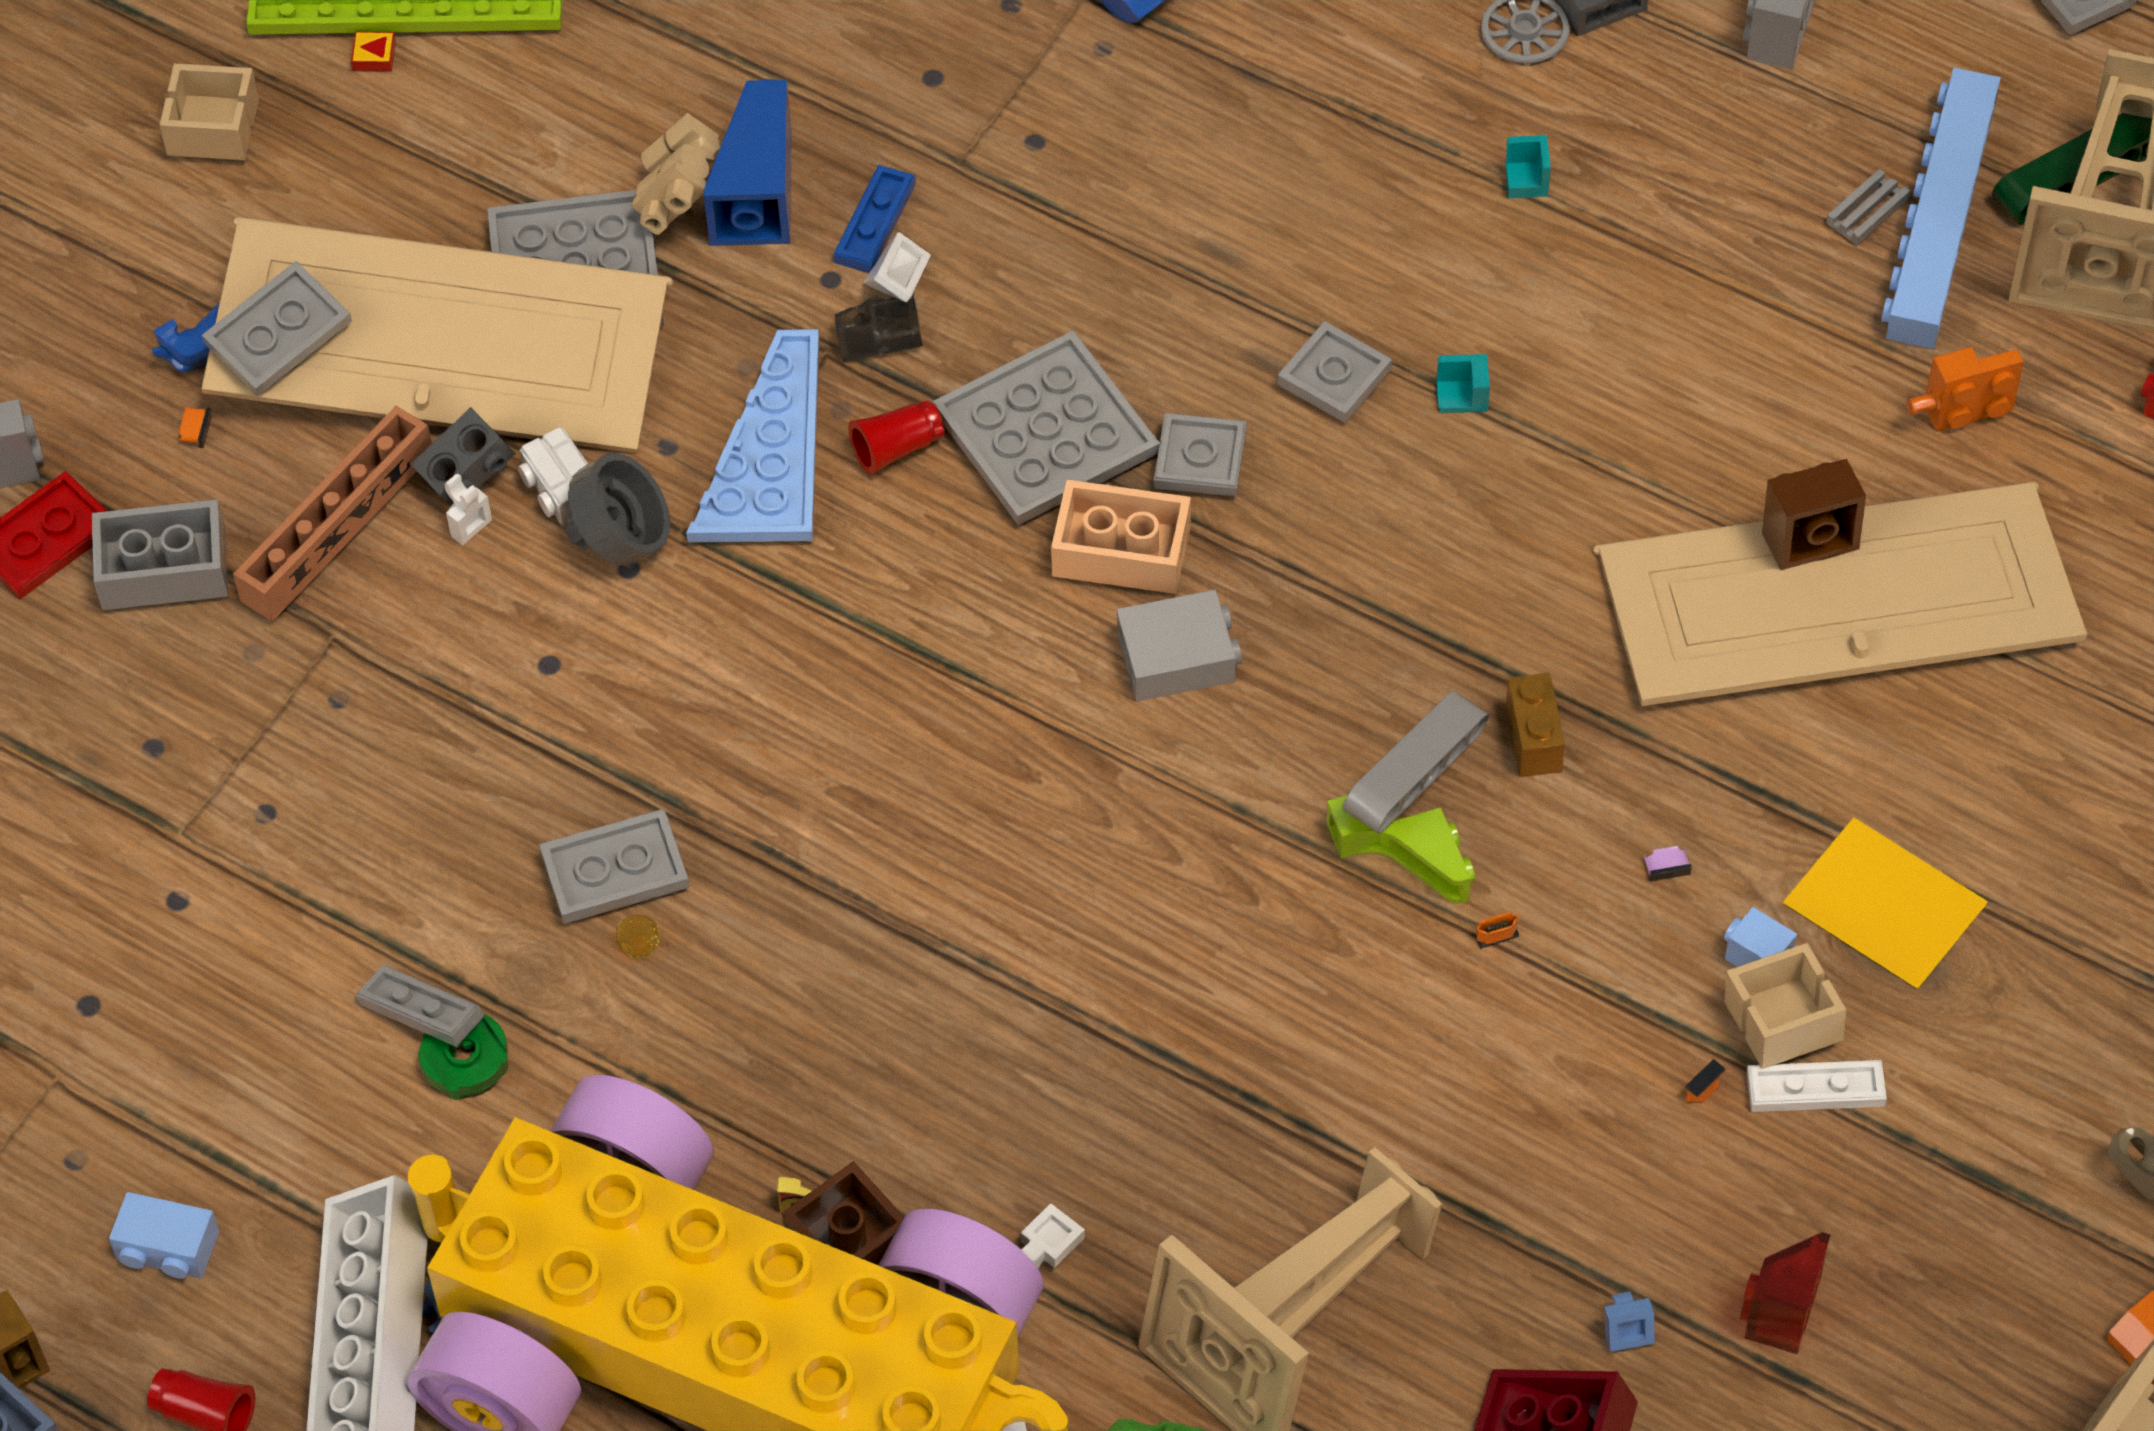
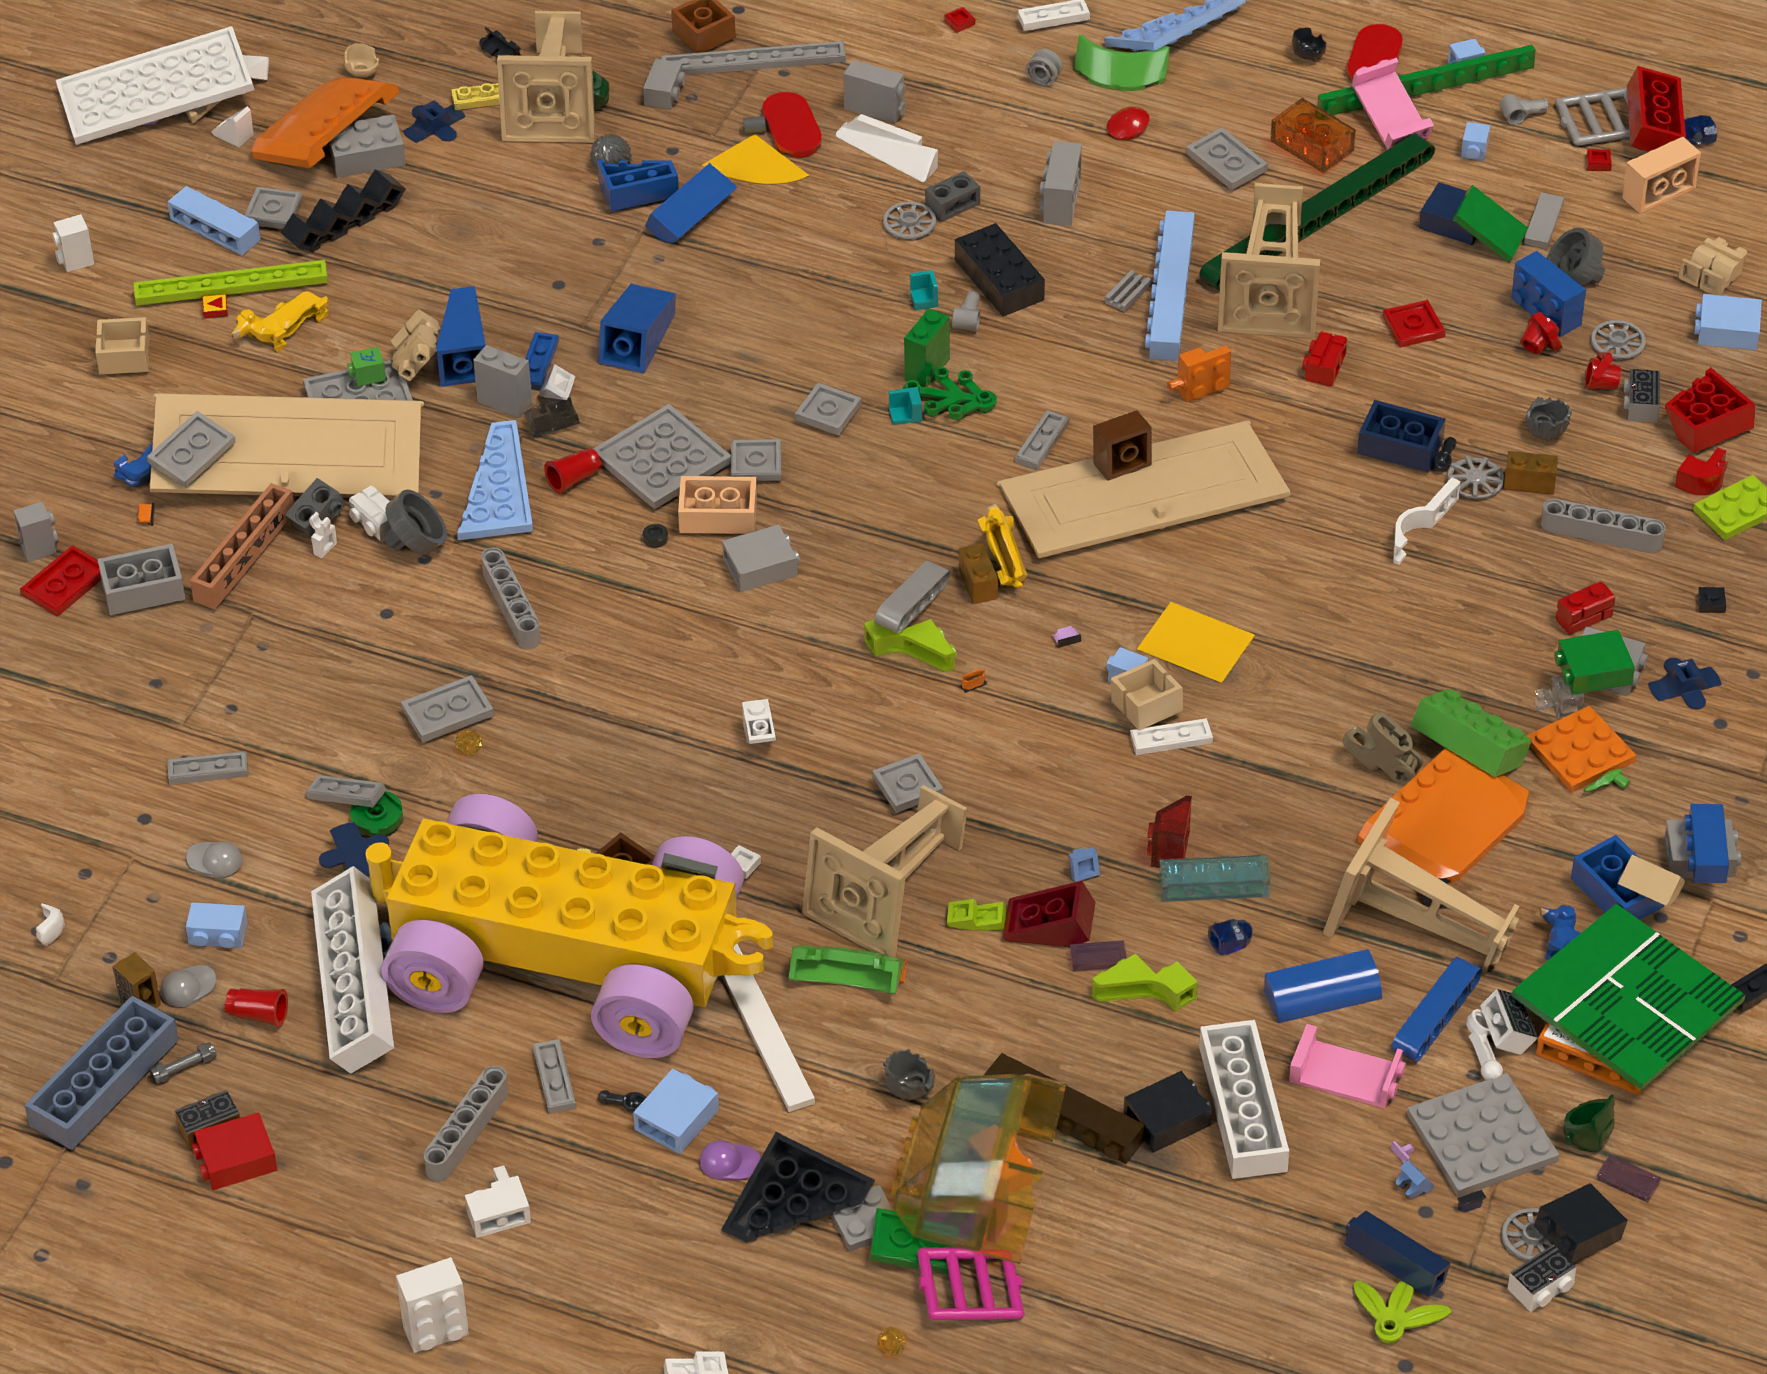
camera: 10 degrees left, 10 degrees down
(99, 1341) = (188, 985): none -> light grey cap
(186, 1100) = (214, 858): none -> light grey cap
(206, 923) = (207, 768): none -> light grey tile
(410, 1121) = (350, 848): none -> dark blue piece
(475, 96) = (284, 320): none -> yellow animal
(590, 202) = (367, 366): none -> bright green brick
(757, 683) = (510, 598): none -> light grey beam
(806, 259) = (502, 381): none -> light grey brick
(943, 1281) = (688, 866): none -> pearl dark grey tile
(1011, 576) = (655, 535): none -> pearl dark grey tile
(1042, 178) = (635, 327): none -> blue slope
(1120, 970) = (758, 721): none -> white slope
(1354, 1116) = (903, 779): none -> light grey plate
(1431, 1399) = (970, 916): none -> lime slope
(1513, 283) = (927, 347): none -> green brick
(1547, 372) = (978, 399): none -> green plant
(1585, 680) = (1003, 546): none -> yellow animal
(1594, 223) = (967, 316): none -> light grey pin
(1659, 143) = (999, 269): none -> black brick
(1682, 475) = (1041, 440): none -> light grey tile
(1704, 1083) = (1106, 742): black piece -> none
(1849, 1383) = (1214, 878): none -> clear light blue brick

